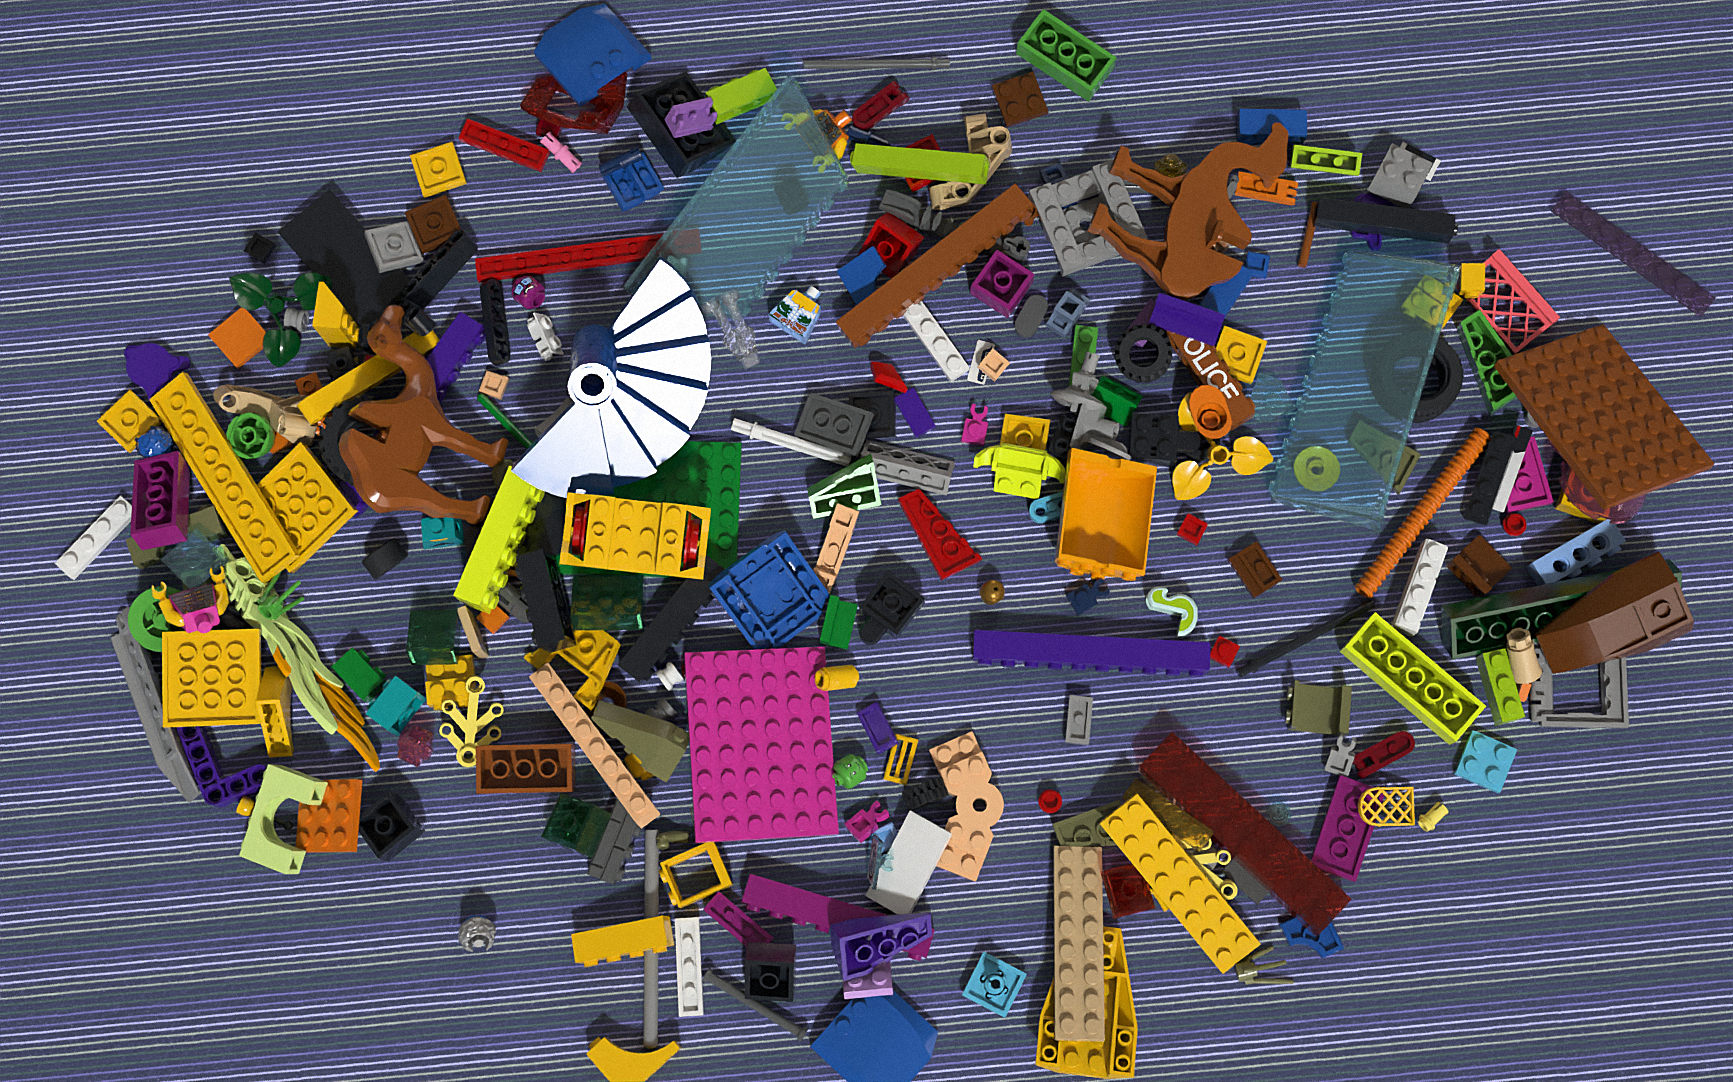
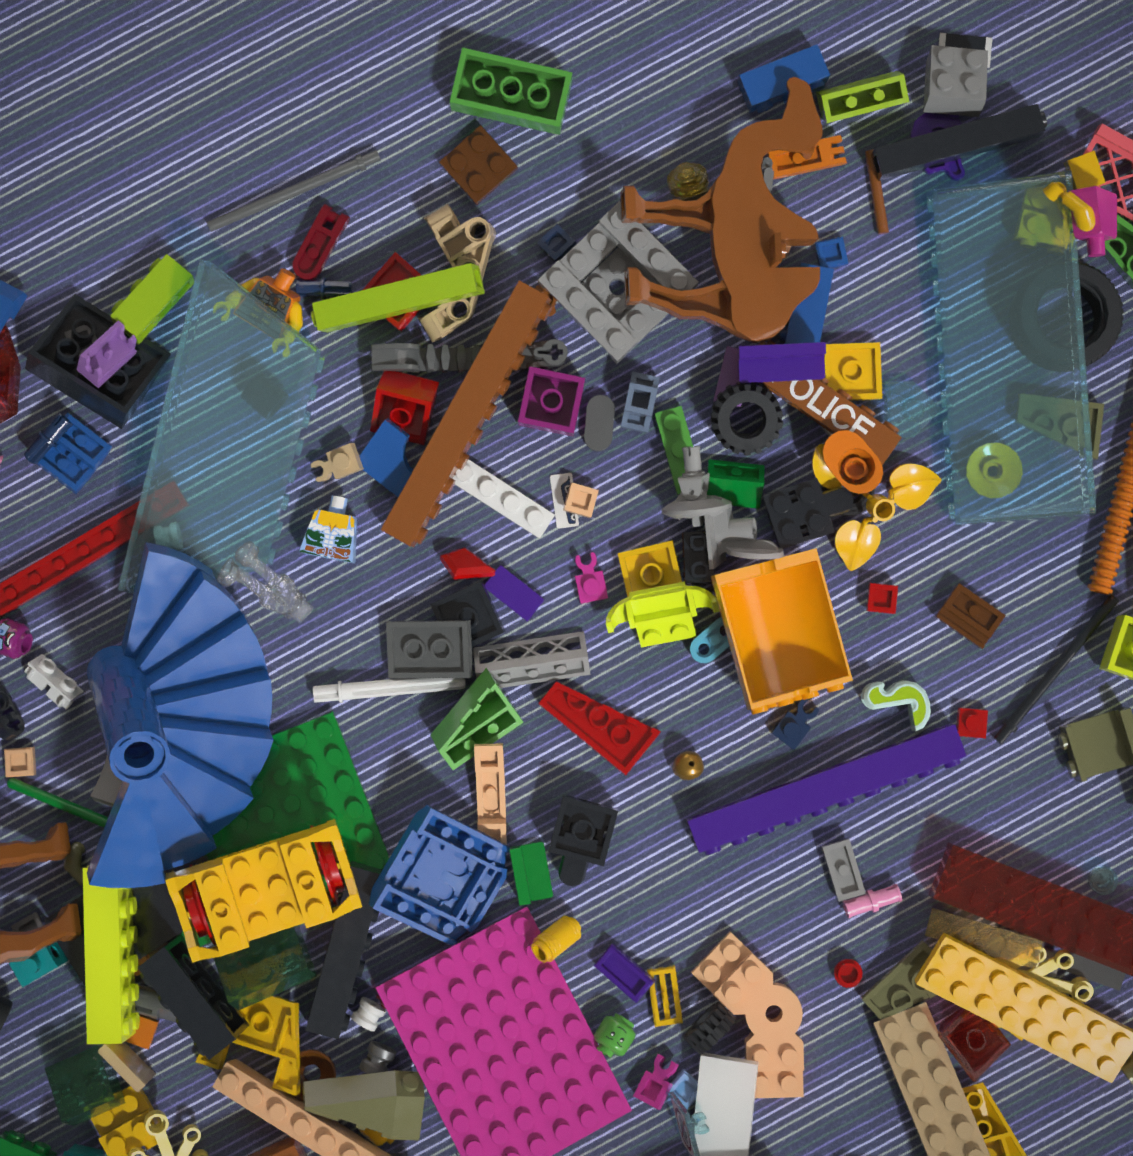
camera: 25 degrees left, 10 degrees up
(827, 267) = (341, 463): none -> tan plate
(1091, 753) = (872, 900): none -> bright pink pin
(1464, 300) = (1091, 213): none -> dark pink torso

